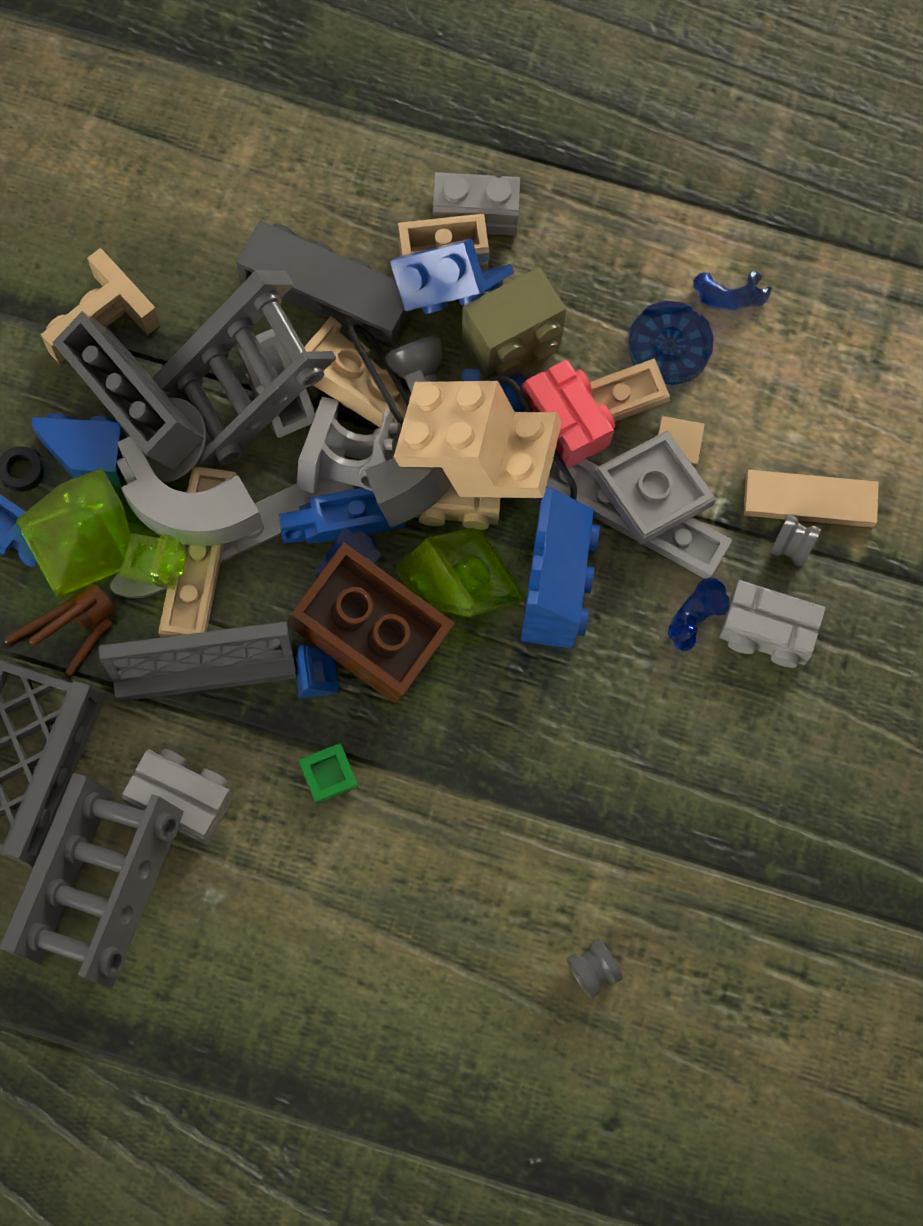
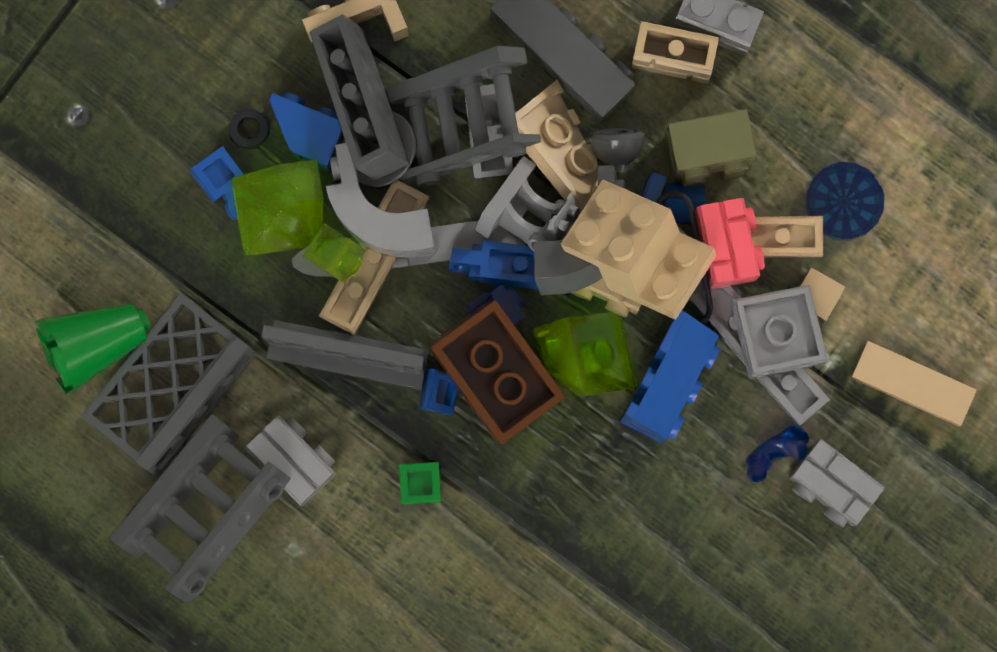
camera: 25 degrees right, 10 degrees up
(86, 608) = (267, 274): reddish brown plant -> none
(351, 330) = (573, 148): black piece -> none
(443, 275) = (665, 89): bracket -> none
(719, 296) = (902, 173): clear blue piece -> none
(795, 541) = (884, 418): dark grey wheel -> none

